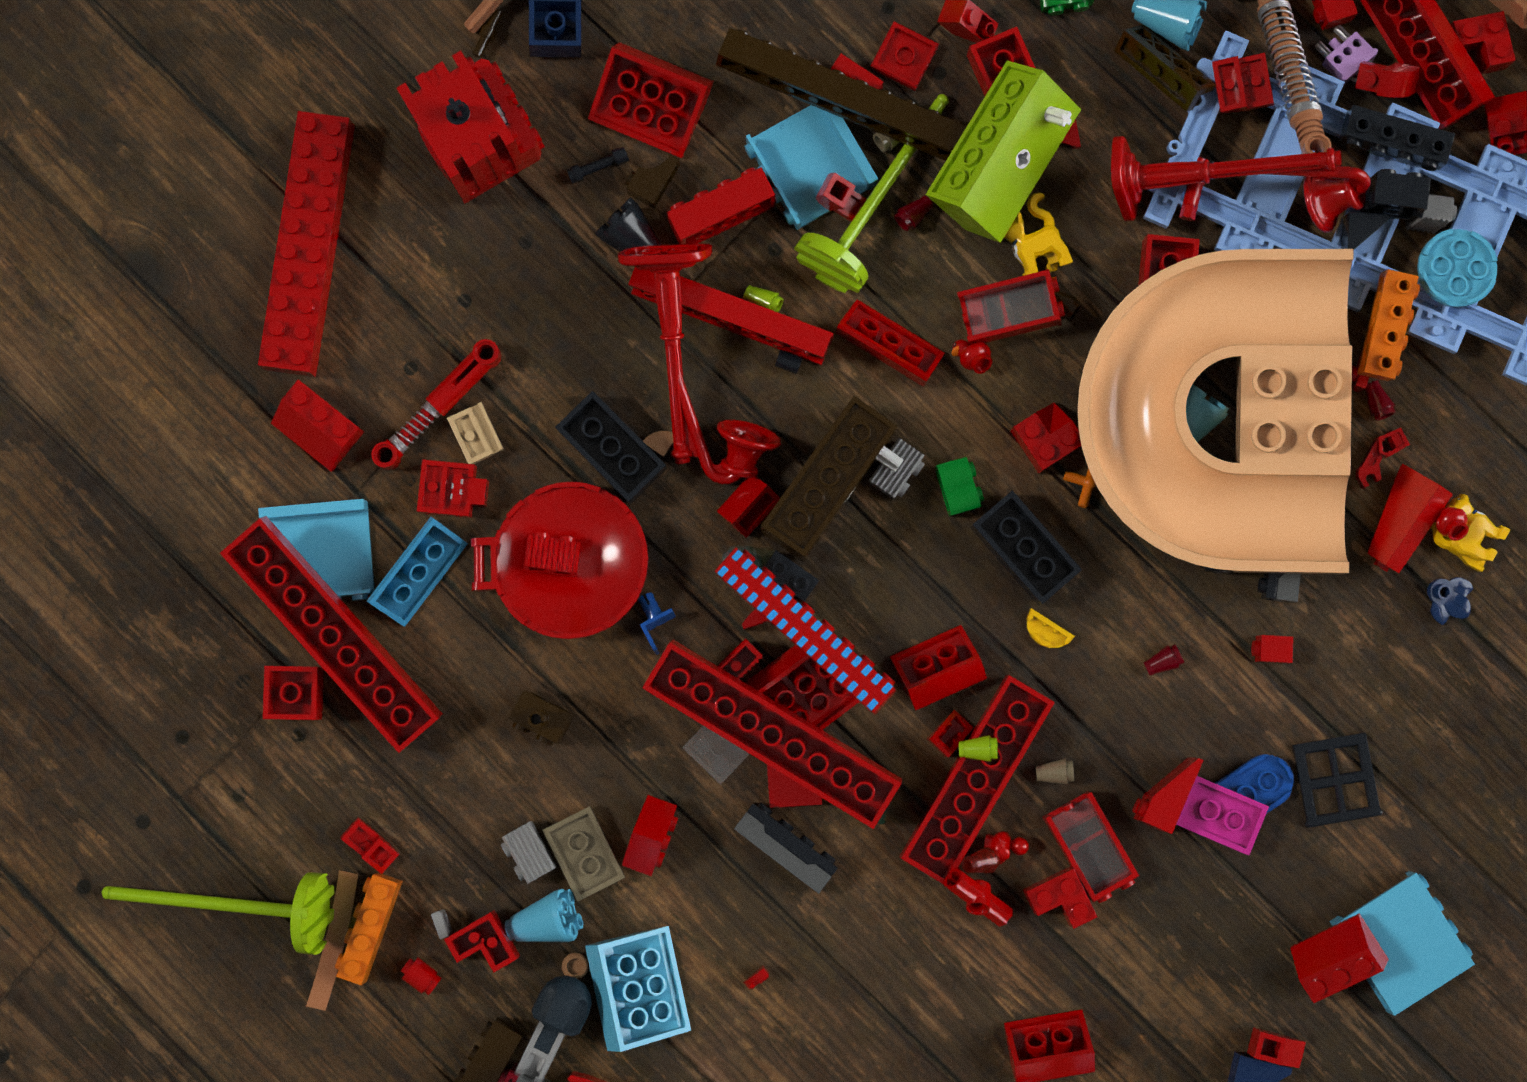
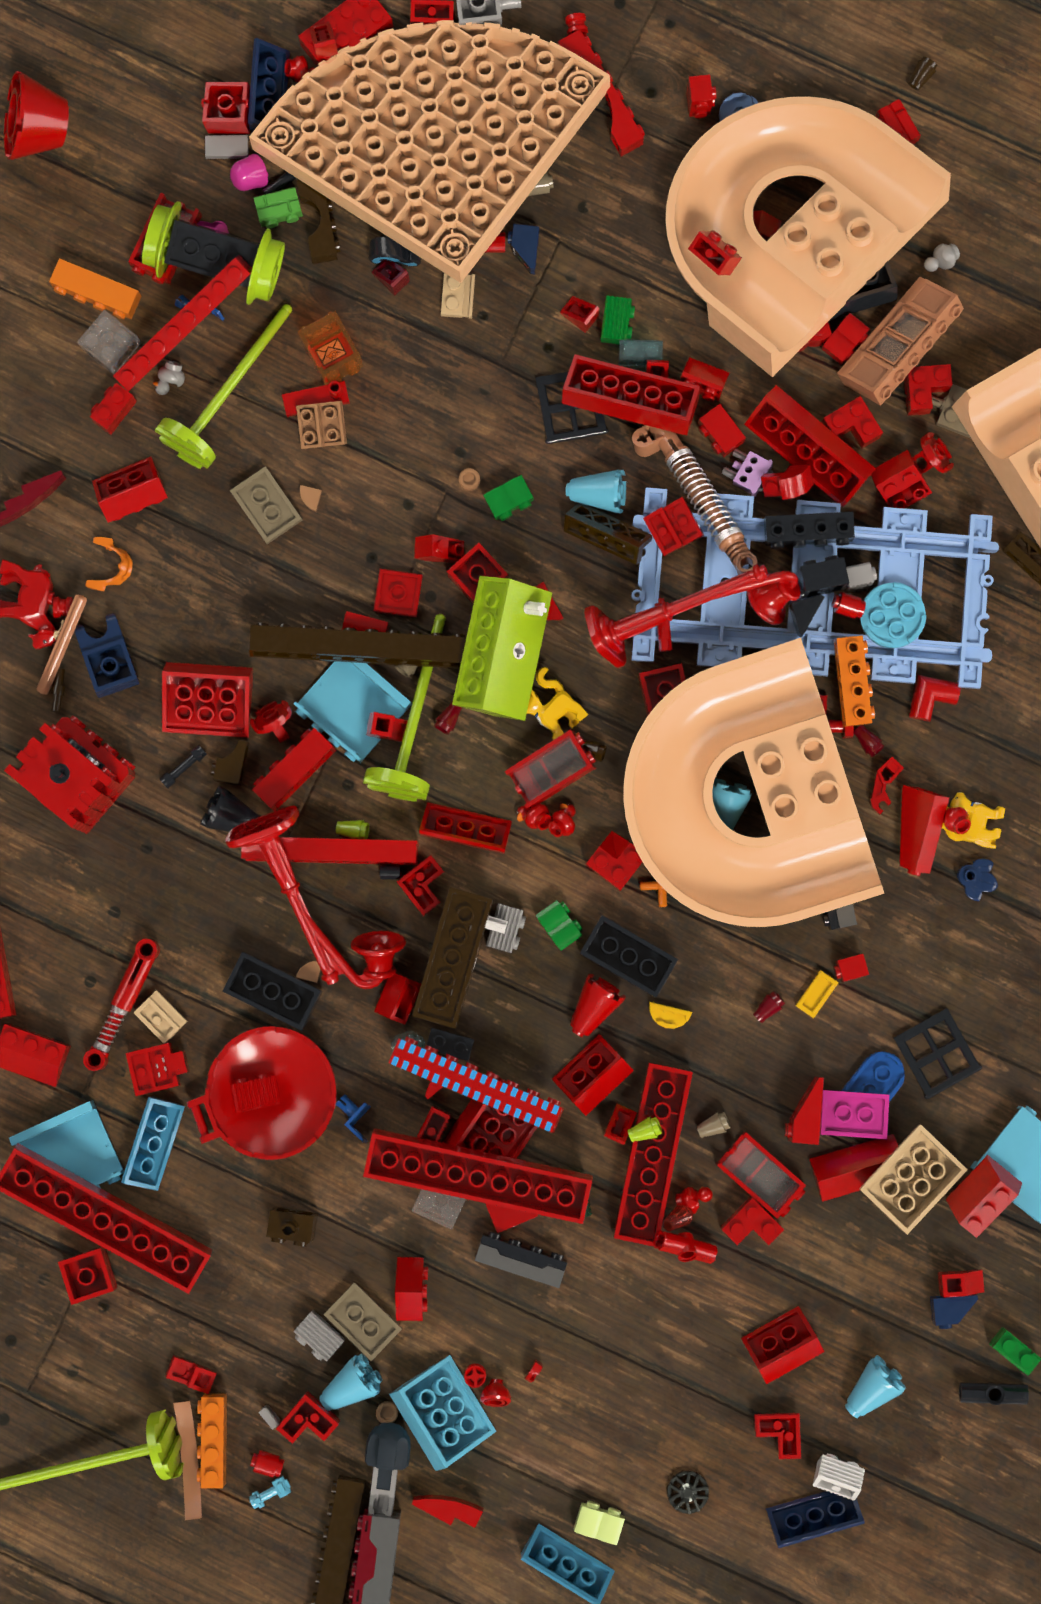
camera: 15 degrees left, 0 degrees up
(426, 1007) = (280, 1486): none -> medium azure bar
(688, 963) = (475, 1379): none -> red wheel
(705, 988) = (495, 1394): none -> red brick
(715, 144) = (271, 718): none -> red tile
(814, 383) = (416, 882): none -> red brick
(967, 590) = (594, 1005): none -> red cone
(1002, 372) = (562, 821): none -> red animal
(1203, 877) = (849, 1168): none -> red slope
(1222, 665) = (816, 994): none -> yellow tile
(1264, 912) = (913, 1179): none -> tan slope
(1412, 238) = (848, 605): none -> red brick
(1464, 370) = (929, 690): none -> red brick

